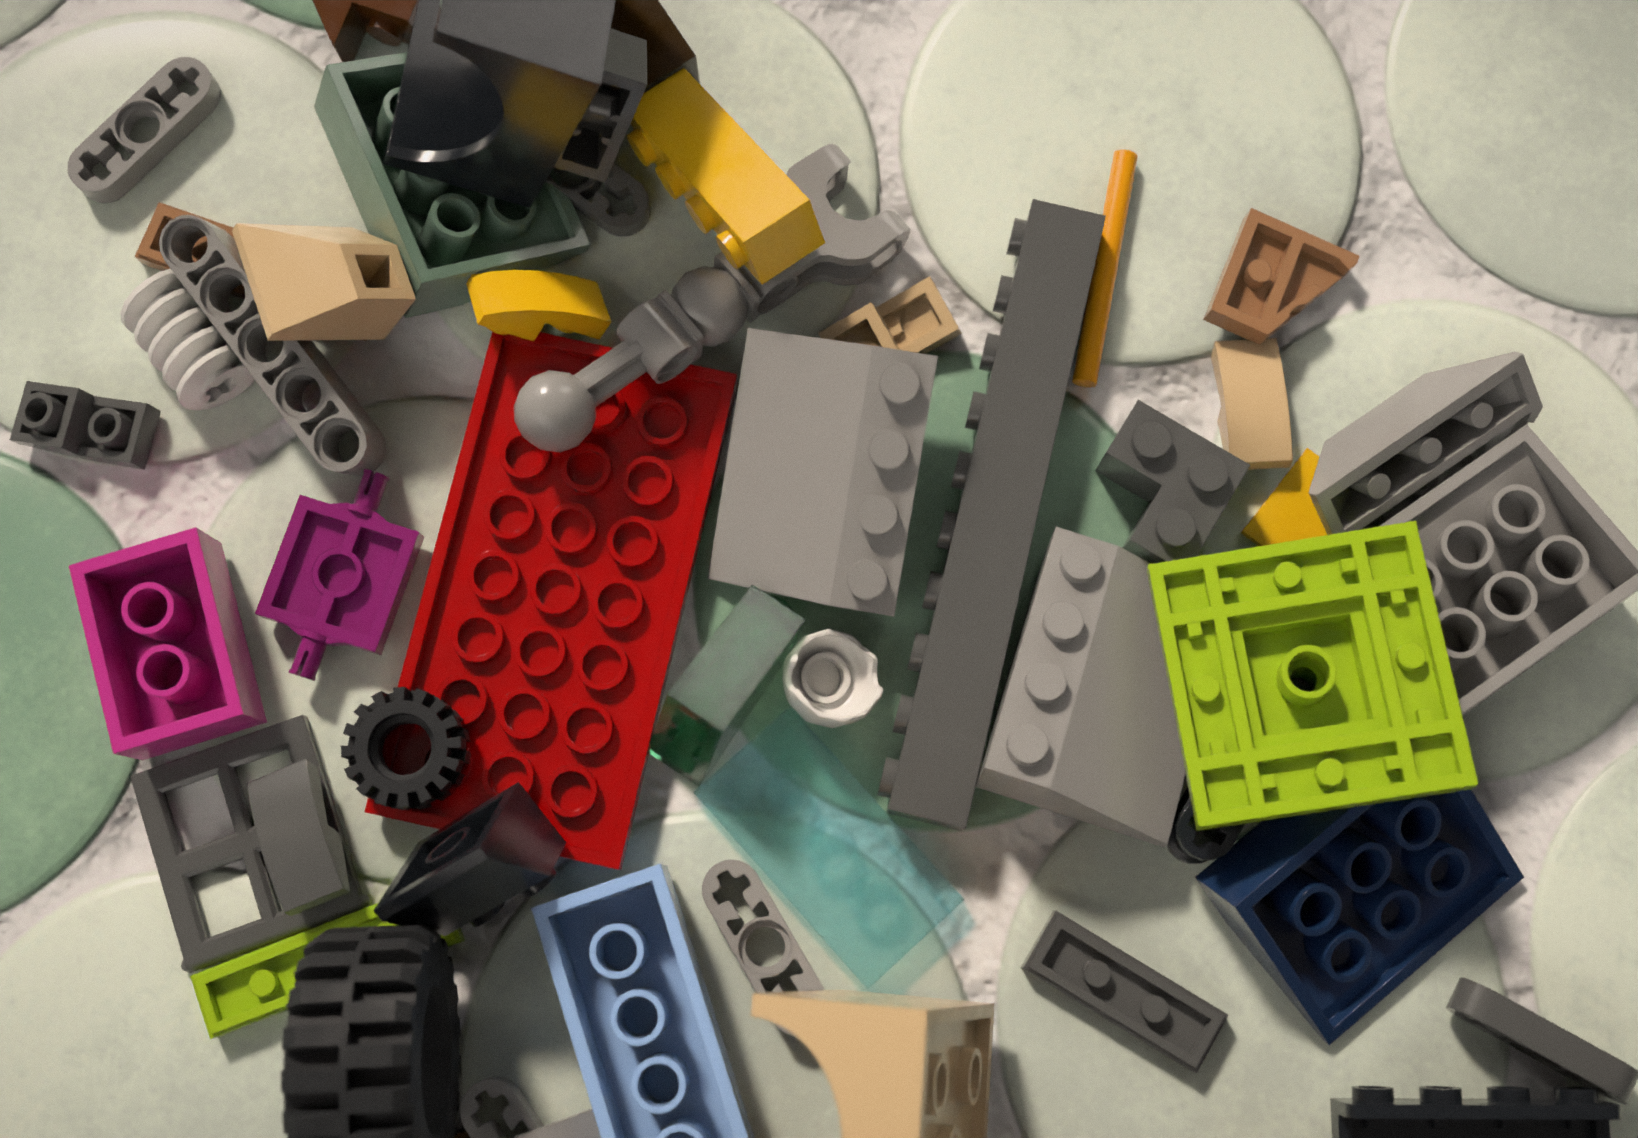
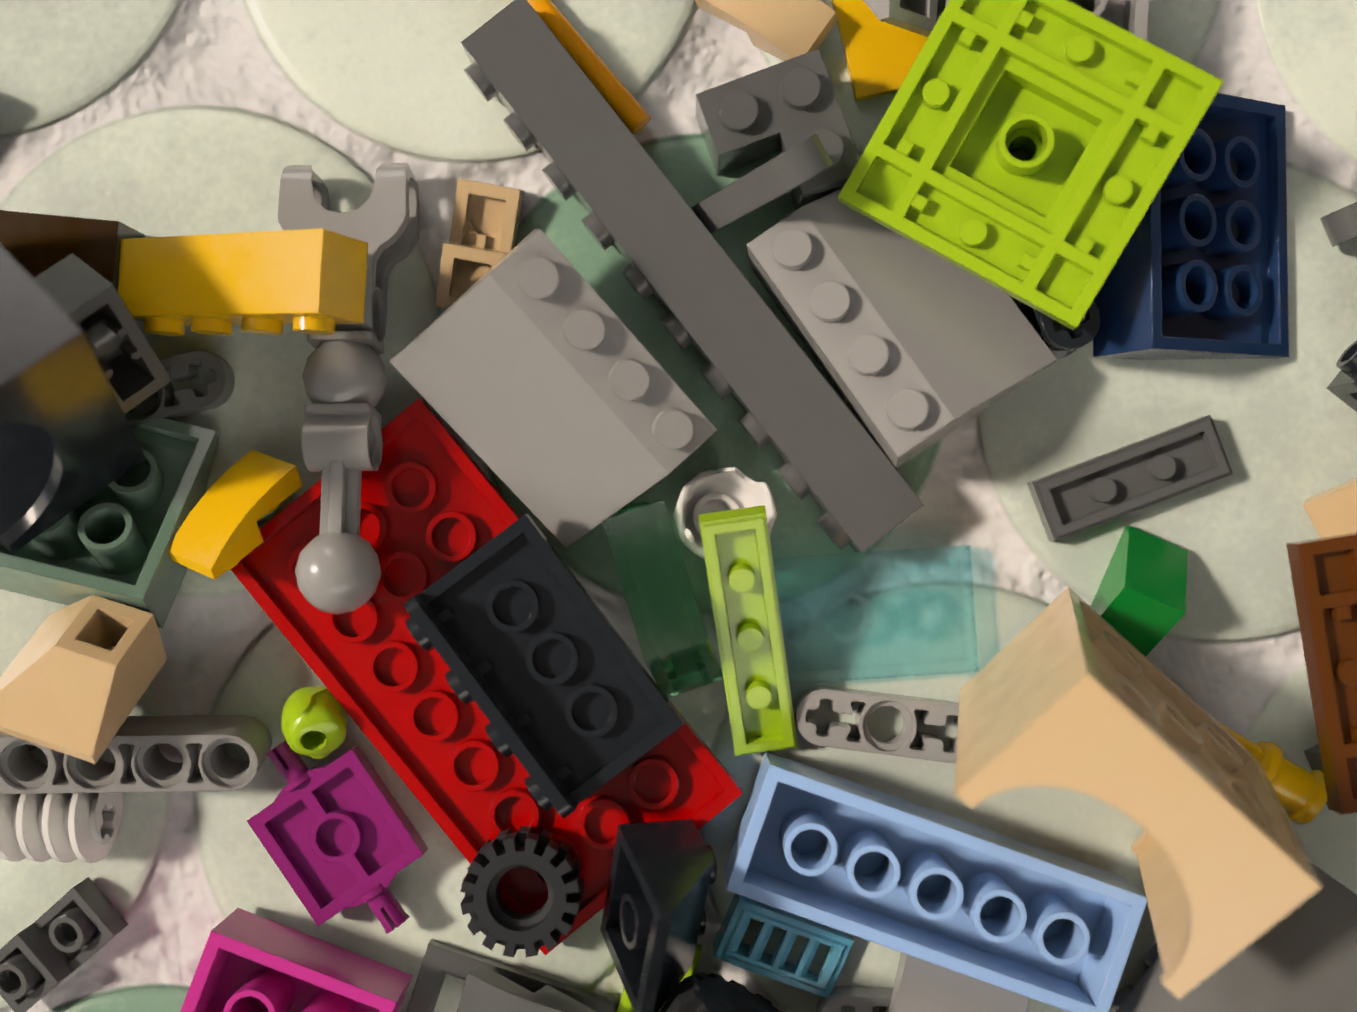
camera: 55 degrees left, 10 degrees up
(418, 487) = (313, 722): none -> lime piece
(486, 989) = (731, 949): none -> medium azure slope
(600, 626) = (541, 666): none -> black bracket
(754, 768) = (749, 629): none -> lime tile
(1042, 1072) = (1143, 588): none -> green slope
(1110, 501) = (763, 184): none -> dark grey beam

